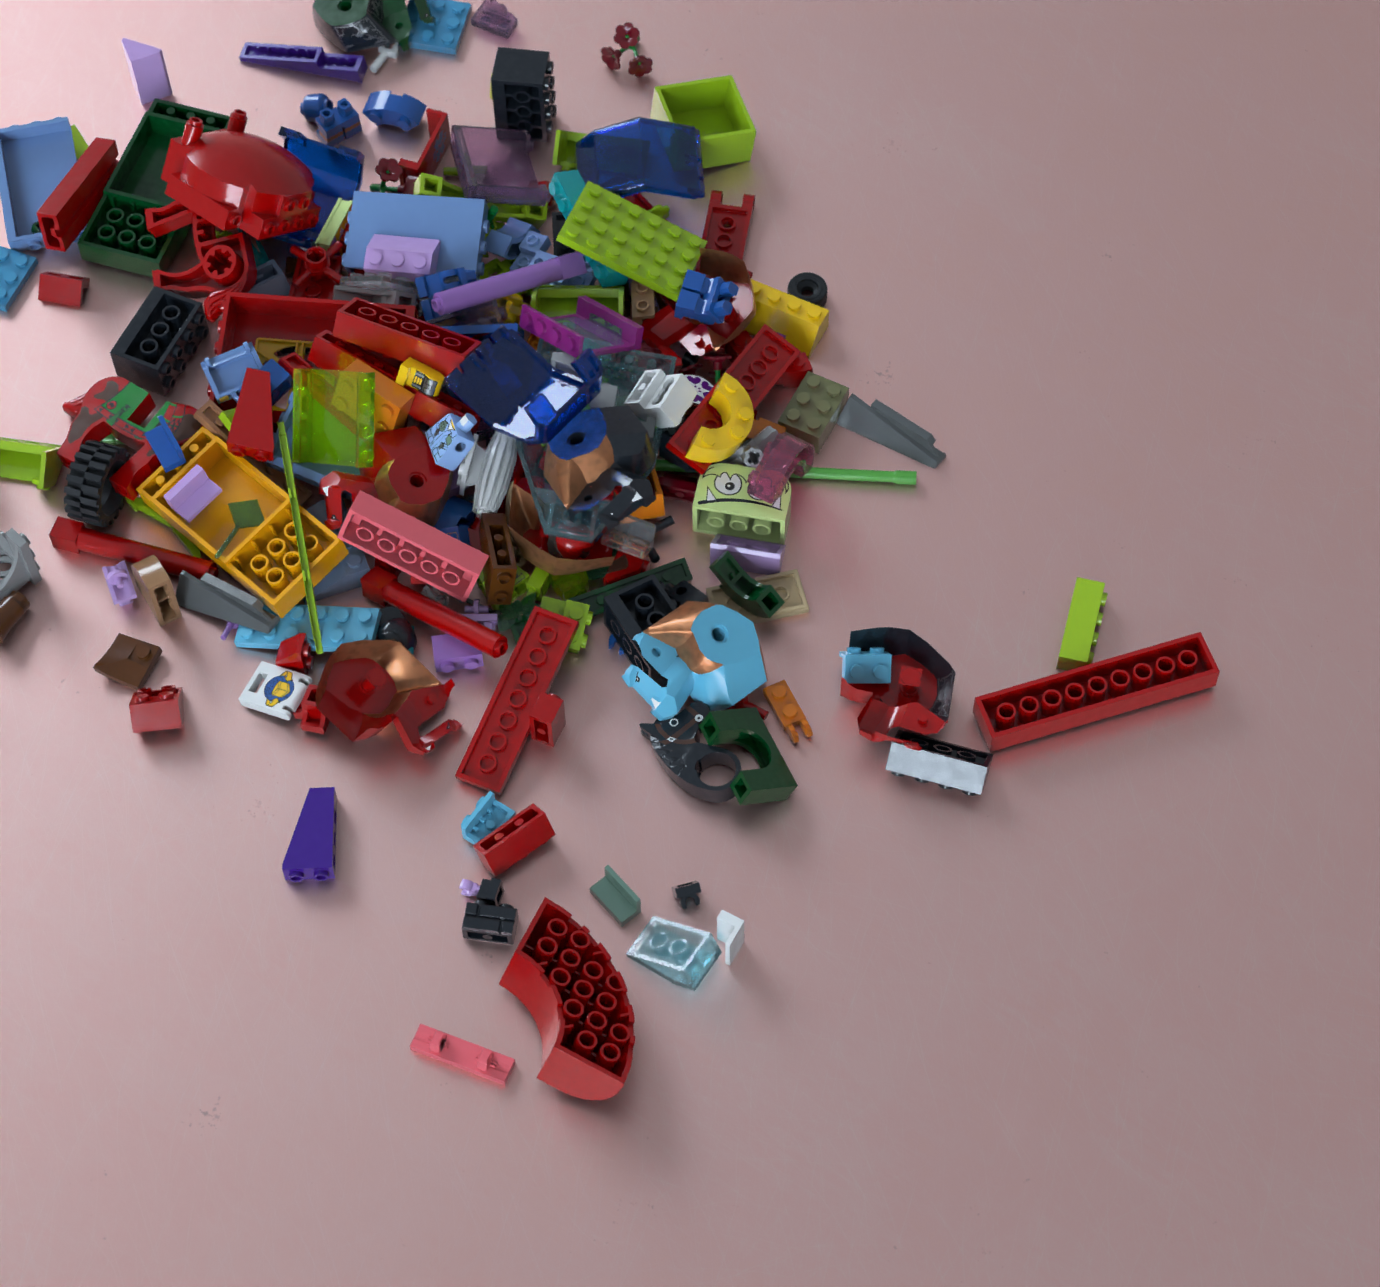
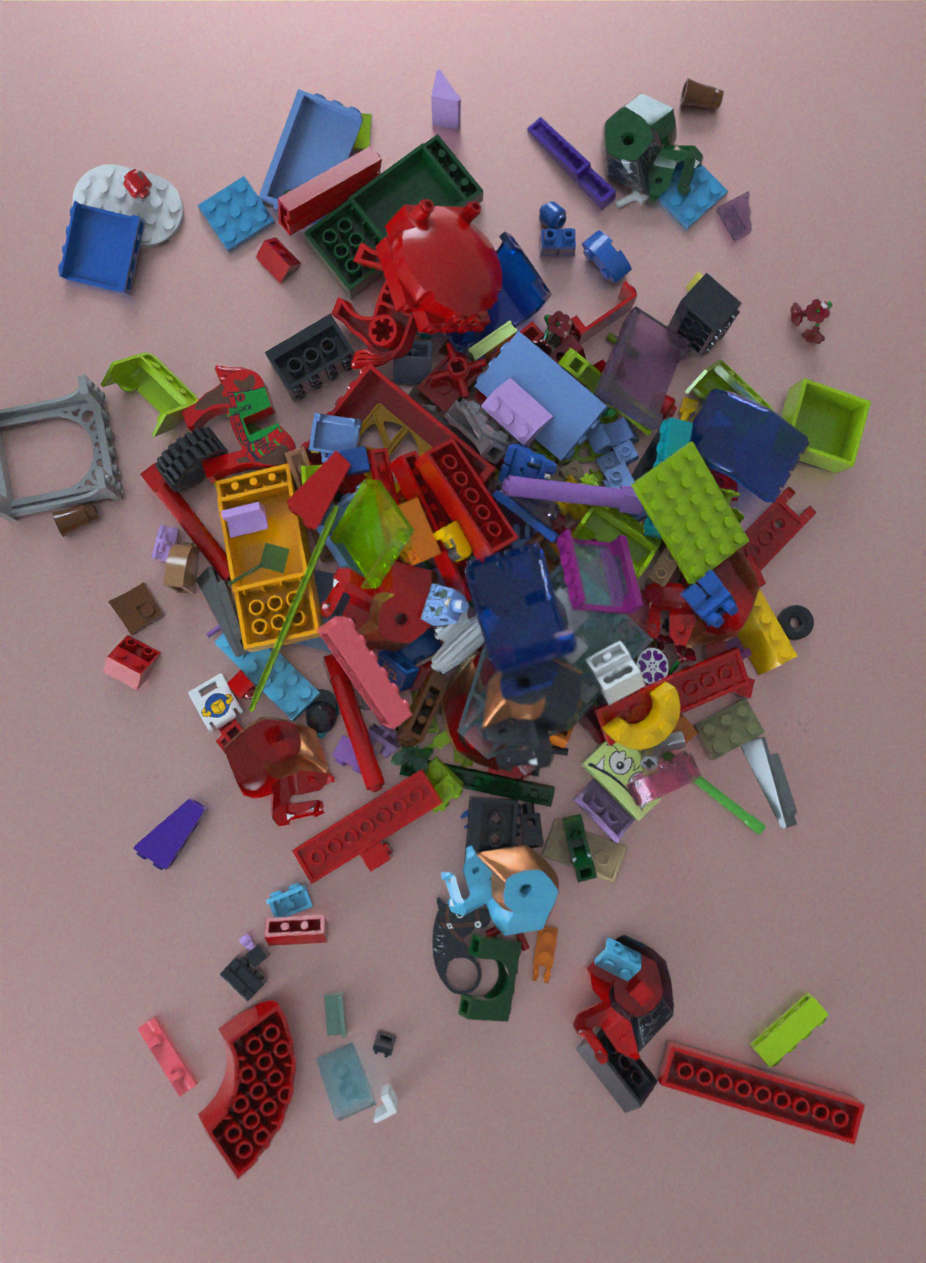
camera: 30 degrees right, 25 degrees up
(165, 446) = (251, 464): blue panel -> none

